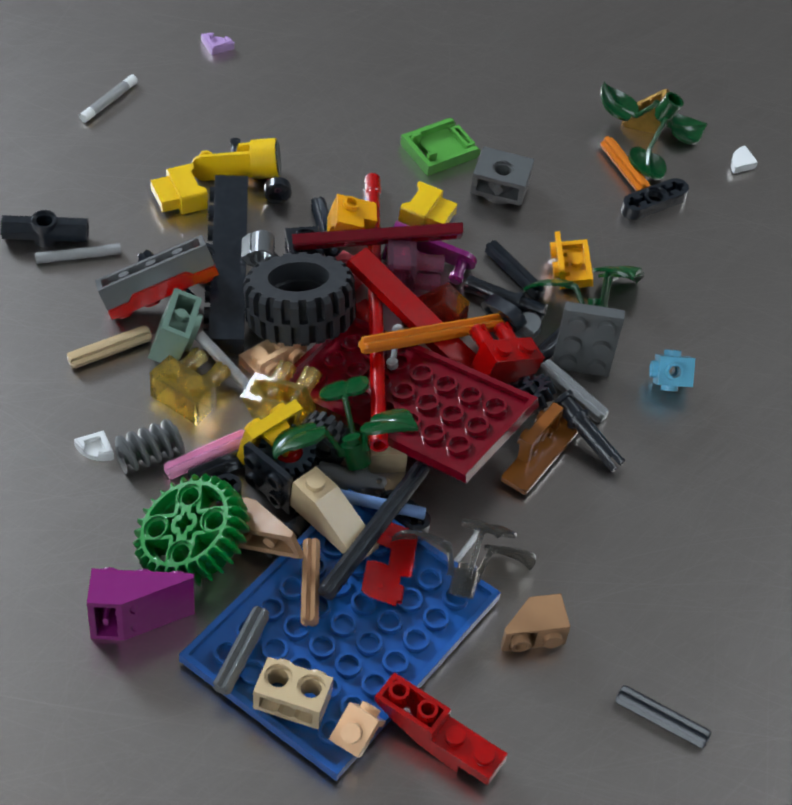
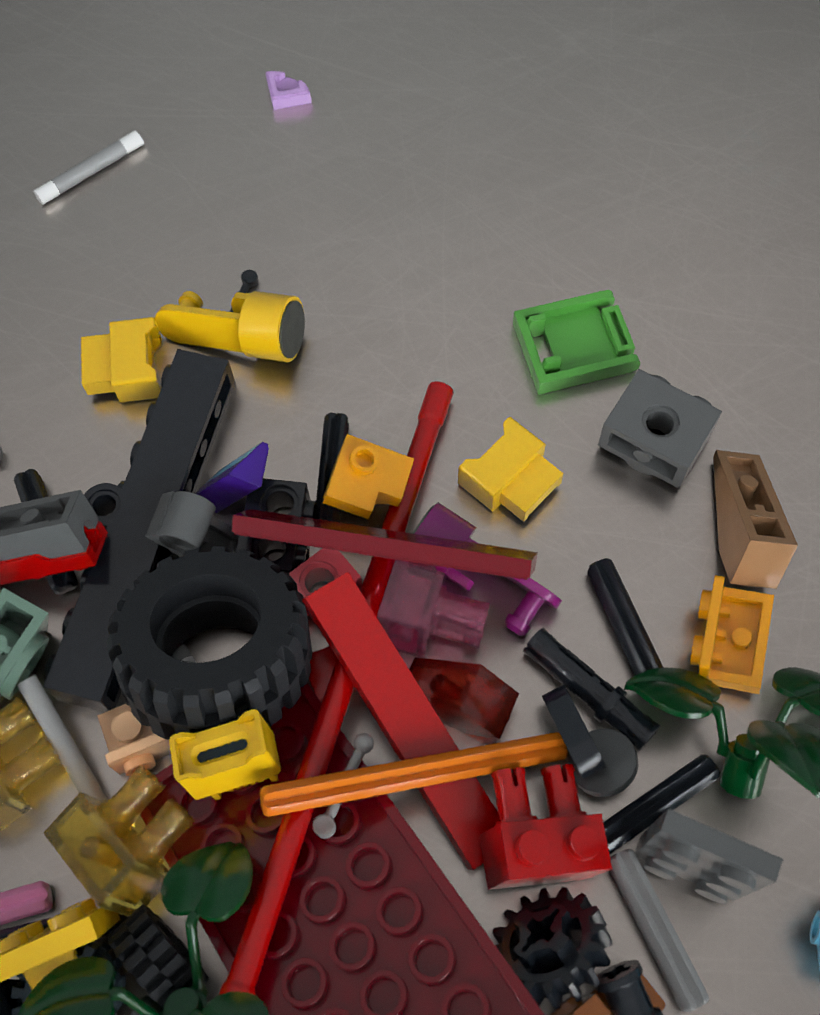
camera: 25 degrees right, 15 degrees up
(277, 190) = (276, 388): black tile -> none
(283, 224) = (236, 478): none -> dark purple slope
(333, 338) = (225, 756): none -> yellow piece
(565, 212) = (750, 522): none -> medium nougat slope

